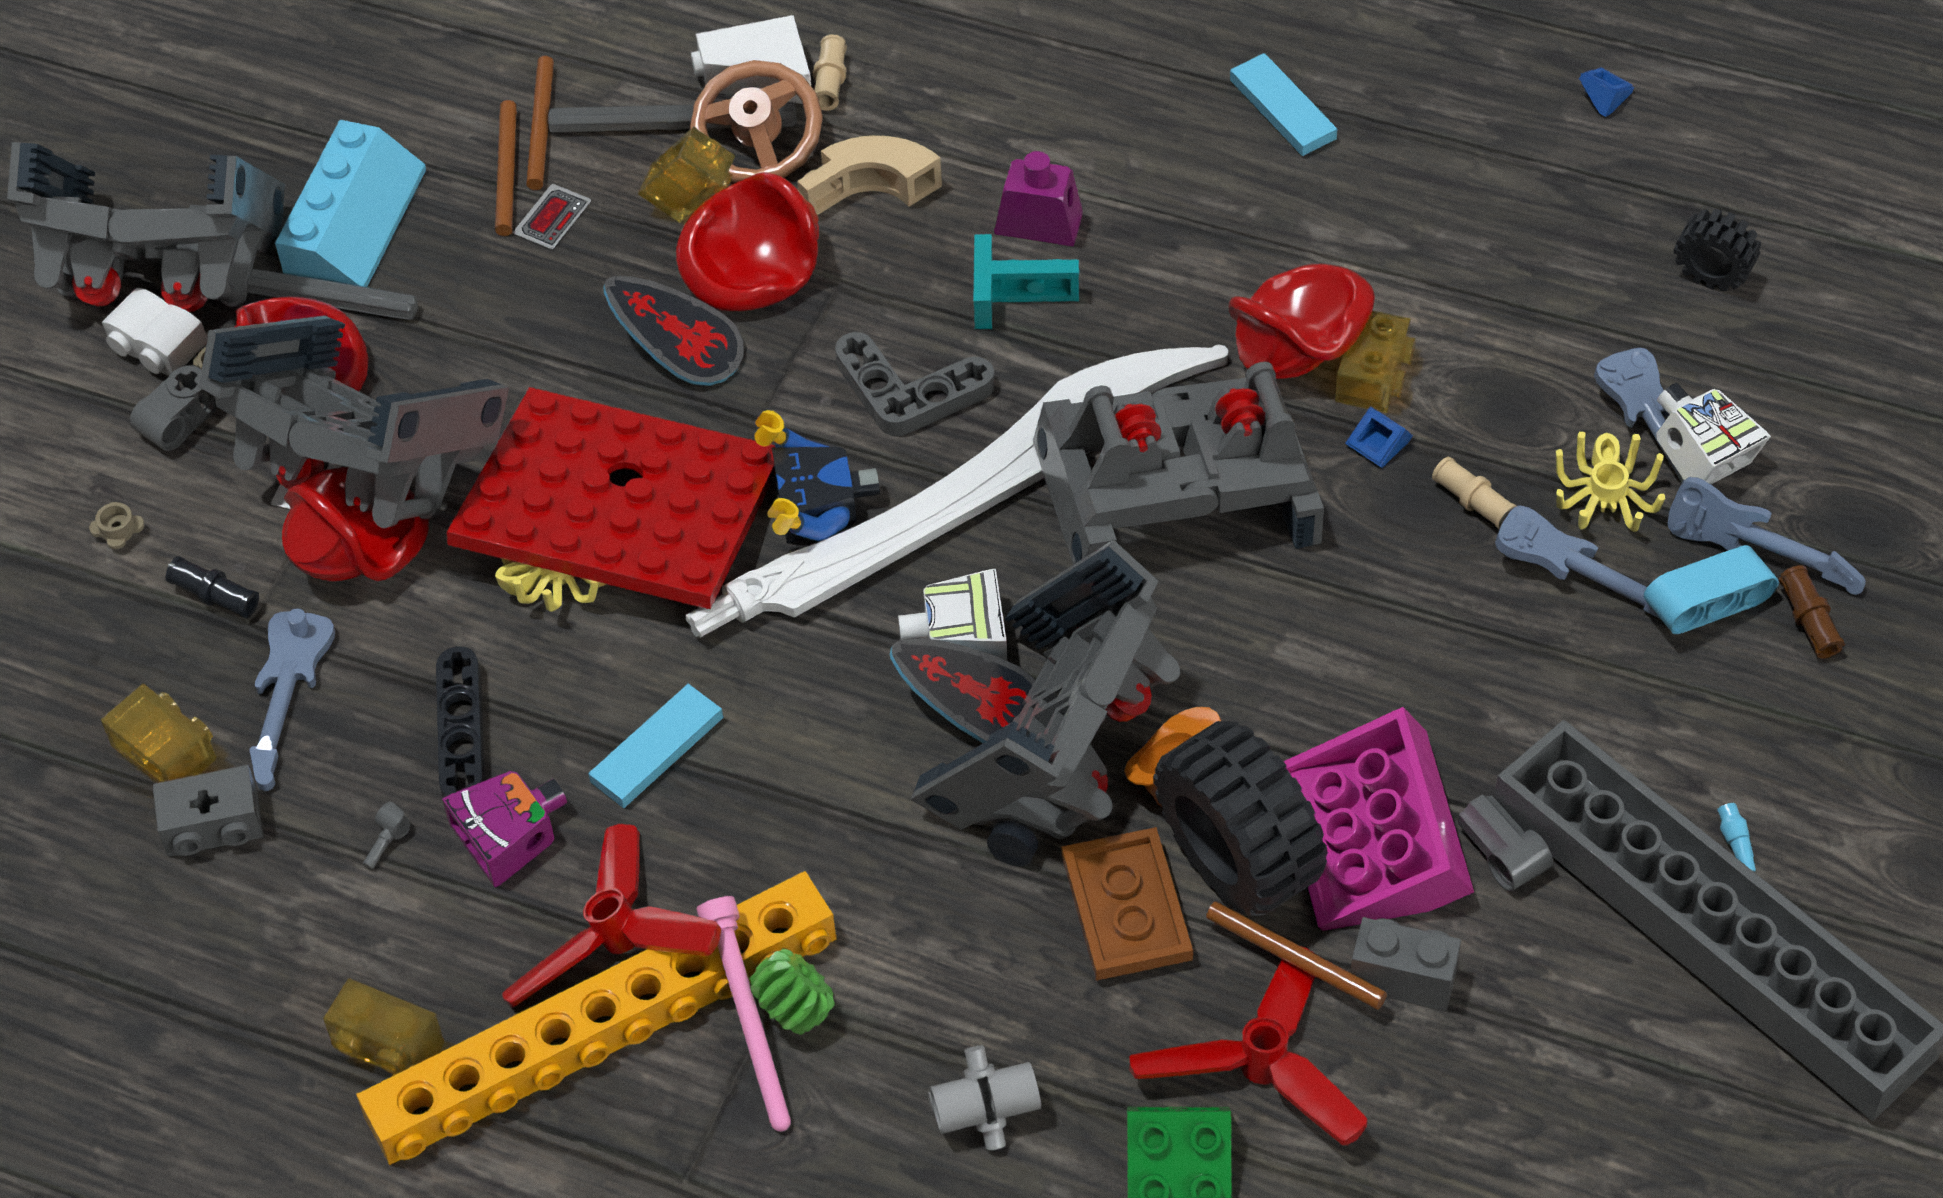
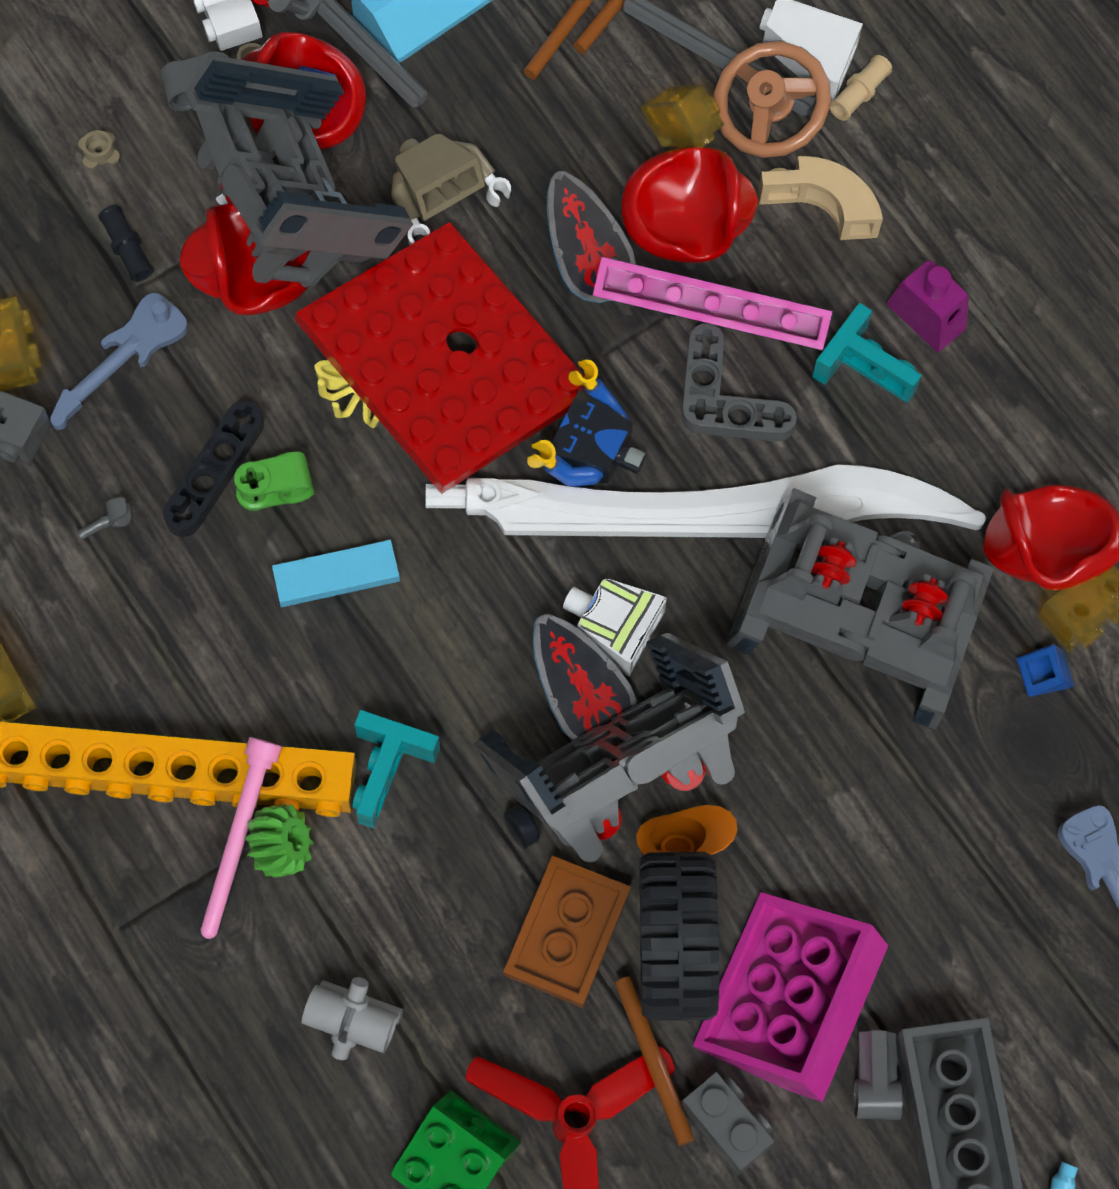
camera: 30 degrees right, 15 degrees up
(493, 348) = (439, 175): none -> dark tan torso
(504, 822) = (186, 567): magenta torso -> none
(532, 698) = (277, 480): none -> bright green piece
(552, 216) = (574, 83): sticker -> none
(616, 923) = (201, 697): red piece -> none
(830, 847) = (384, 761): none -> teal bracket
(837, 310) = (712, 303): none -> dark pink brick
(1473, 491) = (1080, 768): tan pin -> none

